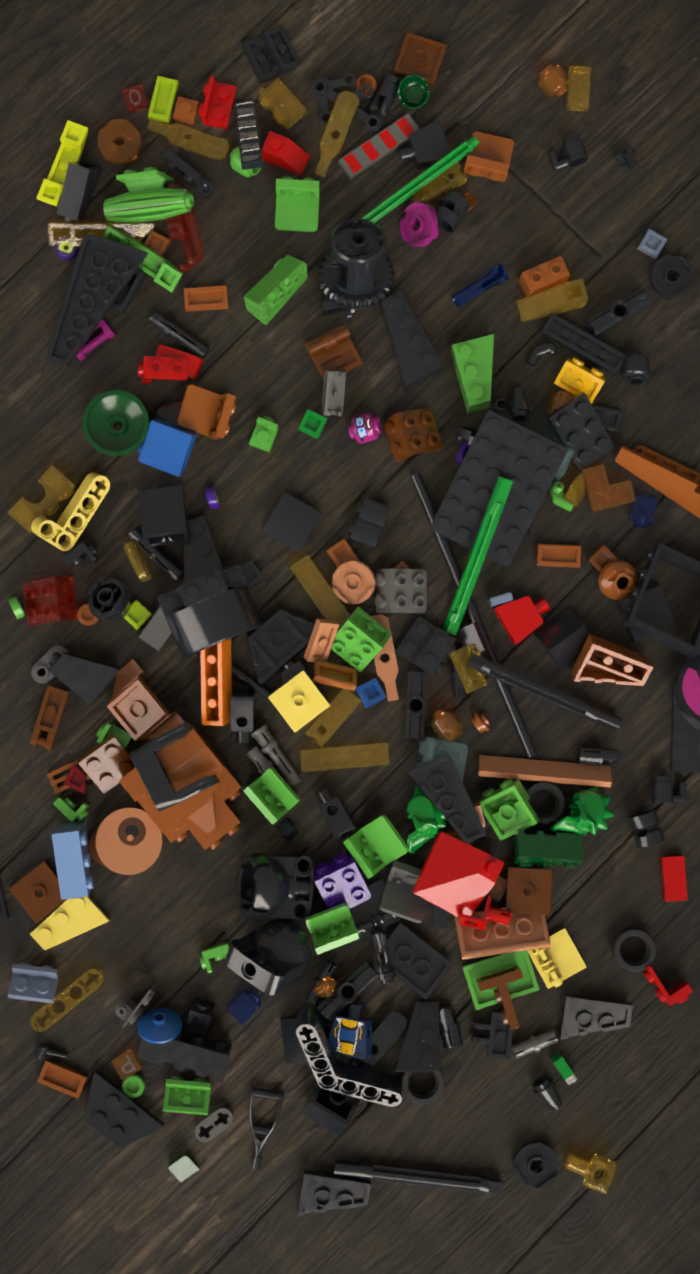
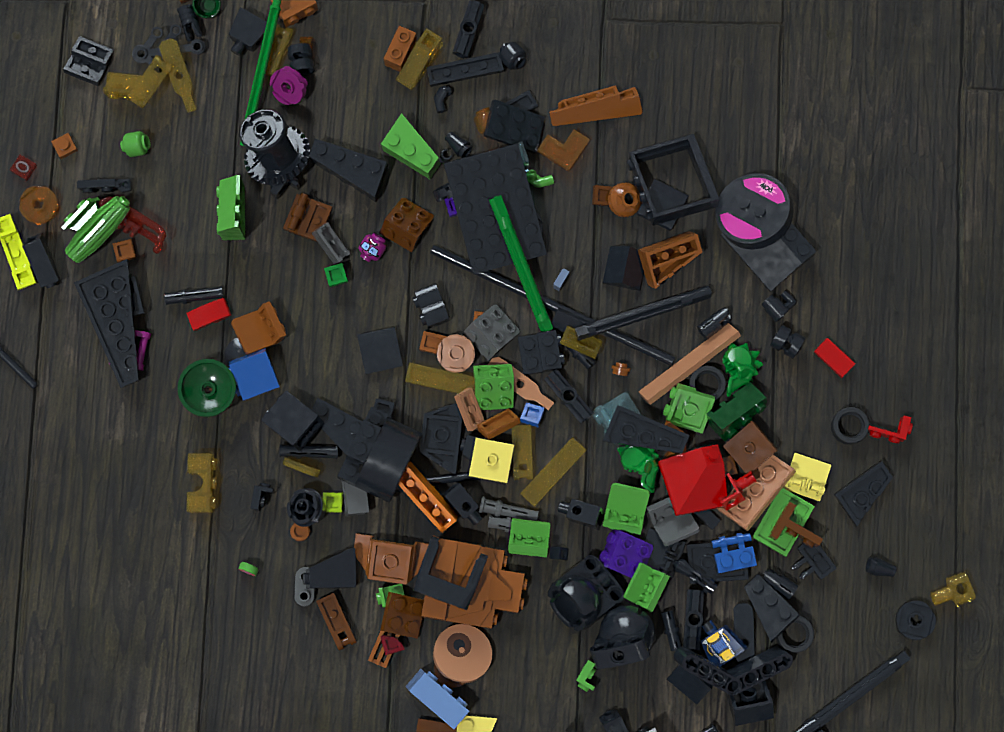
camera: 40 degrees left, 5 degrees down
(50, 600) = (266, 545): clear red bracket -> none
(65, 251) = (66, 305): tile -> none
(67, 807) = (402, 669): bright green bracket -> none
(74, 508) = (226, 441): light yellow beam -> none
(75, 231) = (65, 287): clear yellow wedge -> none
(155, 265) = (138, 264): bright green slope -> none
(163, 99) = (42, 152): lime tile -> none
(163, 368) = (203, 327): red bracket -> none
(200, 143) = (93, 158): clear yellow piece -> none
(206, 298) = (189, 256): dark orange tile -> none
(212, 498) = (313, 381): dark purple tile -> none
(218, 104) = (83, 123): red bracket -> none
(244, 1005) = (636, 691): clear blue bracket -> none
(248, 135) = (123, 125): tile -> none
(264, 433) = (309, 309): bright green bracket -> none
(284, 153) = (157, 117): red slope -> none
(297, 204) = (195, 143): bright green bracket -> none
(304, 116) = (149, 82): none -> clear yellow plate
(325, 987) = (676, 630): clear orange piece -> none
(366, 80) = (166, 25): dark orange plate -> none
(378, 147) = (214, 59): tile -> none
(430, 973) = (734, 559): none -> blue plate
(447, 725) = (600, 390): clear orange head -> none
(481, 285) = (363, 91): clear blue piece -> none
(521, 617) = (584, 279): red torso -> none
(535, 1043) = (843, 544): dark grey pin -> none
(558, 555) = (572, 218): dark orange tile -> none
(563, 1068) = (876, 542): green piece -> none
(576, 491) = (546, 166): clear yellow slope -> none
(578, 378) = (481, 94): yellow bracket -> none
(643, 510) = (600, 141): clear blue bracket -> none

